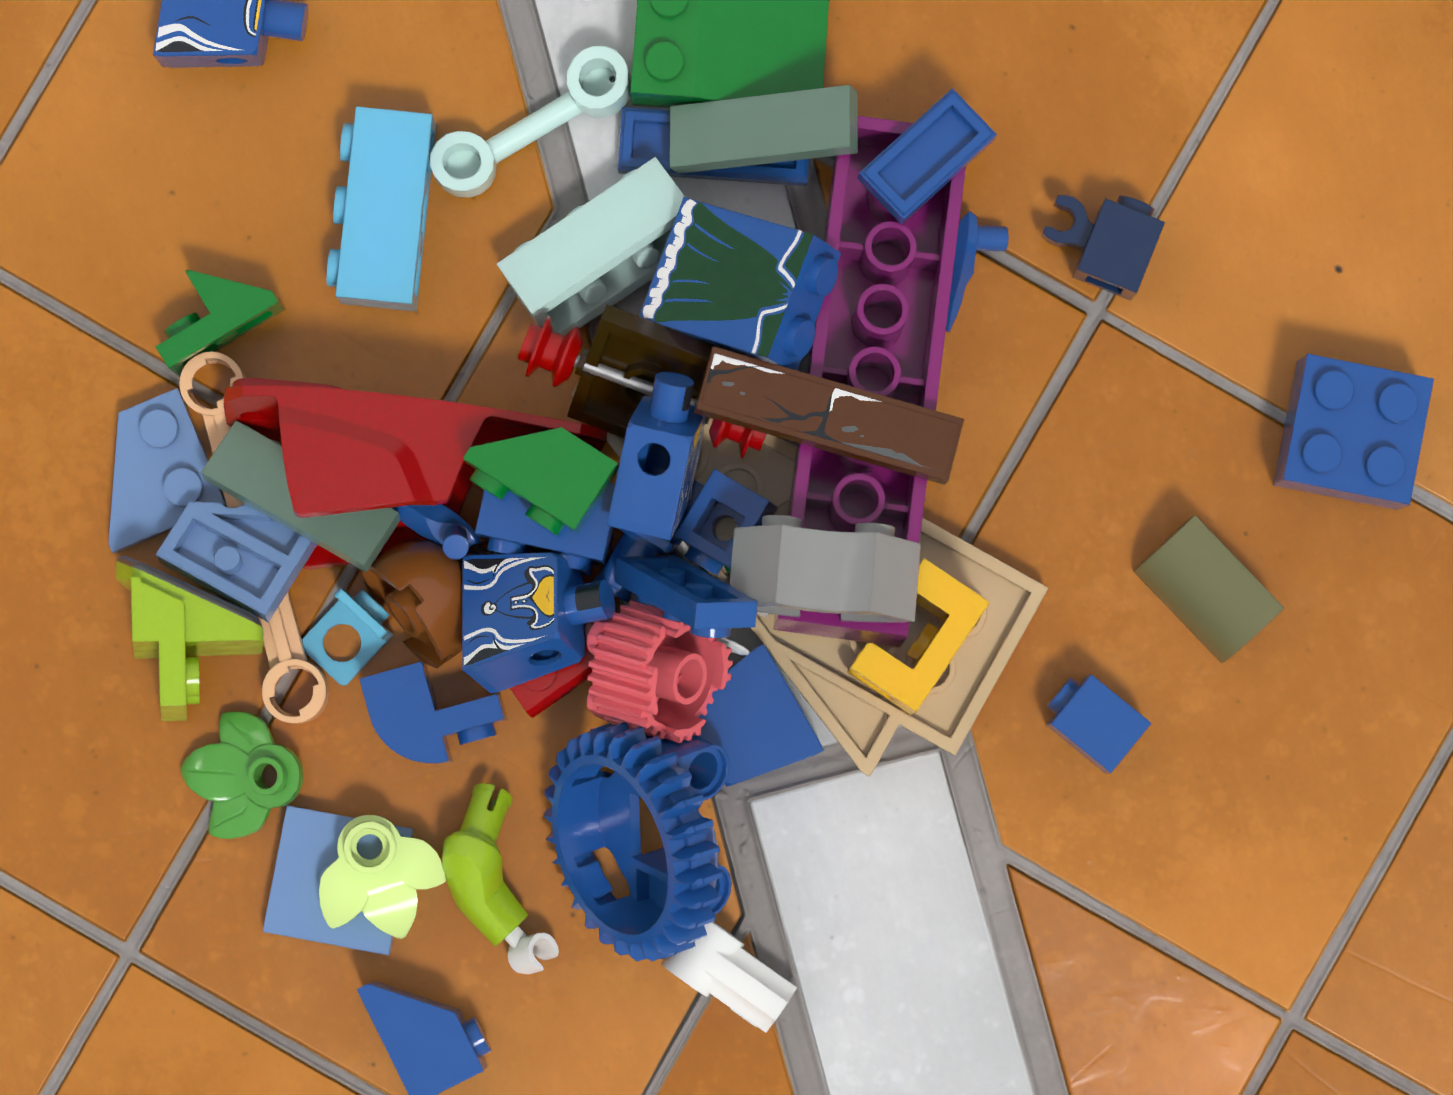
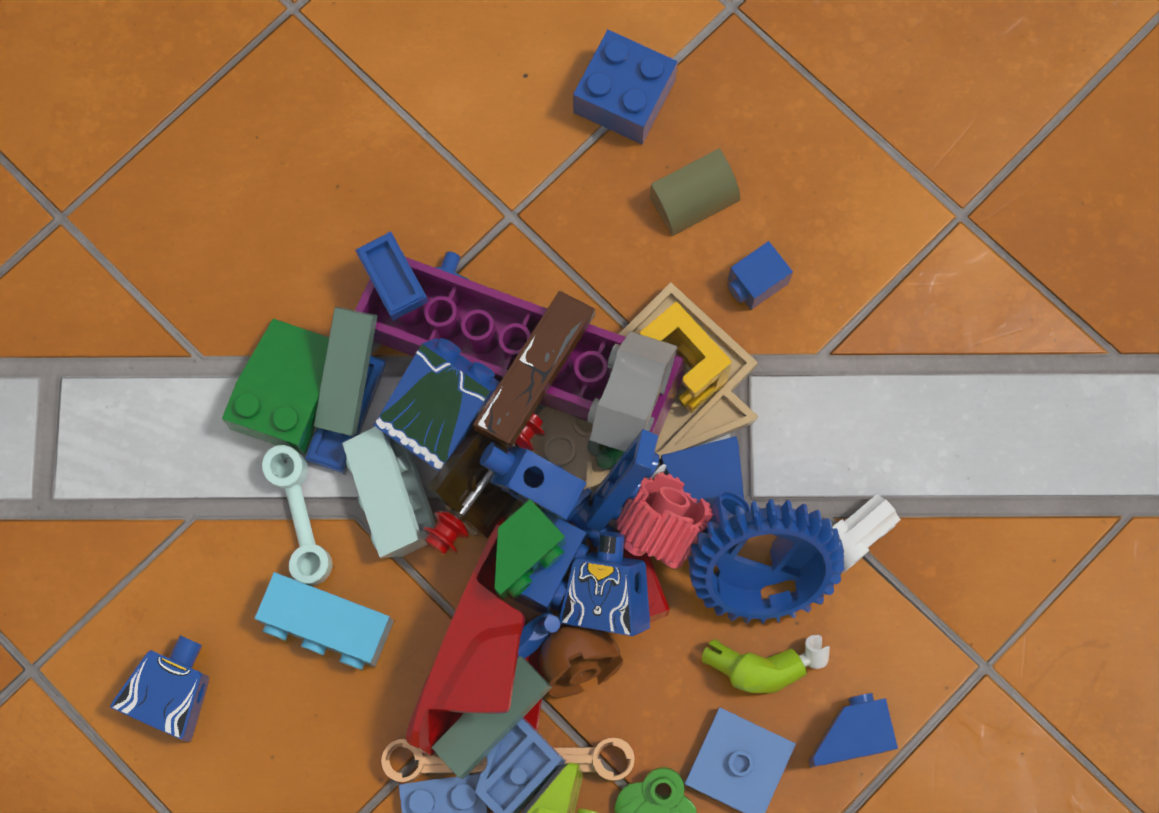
camera: 75 degrees left, 10 degrees down
(233, 312) = (359, 734): green slope -> none
(362, 614) = (581, 700): medium azure bracket -> none
(378, 886) = (751, 735): yellowish green plate -> none
(409, 719) = (652, 688): blue brick -> none
(720, 500) = (573, 444): blue brick -> none
(1114, 246) = (473, 192): dark blue brick -> none

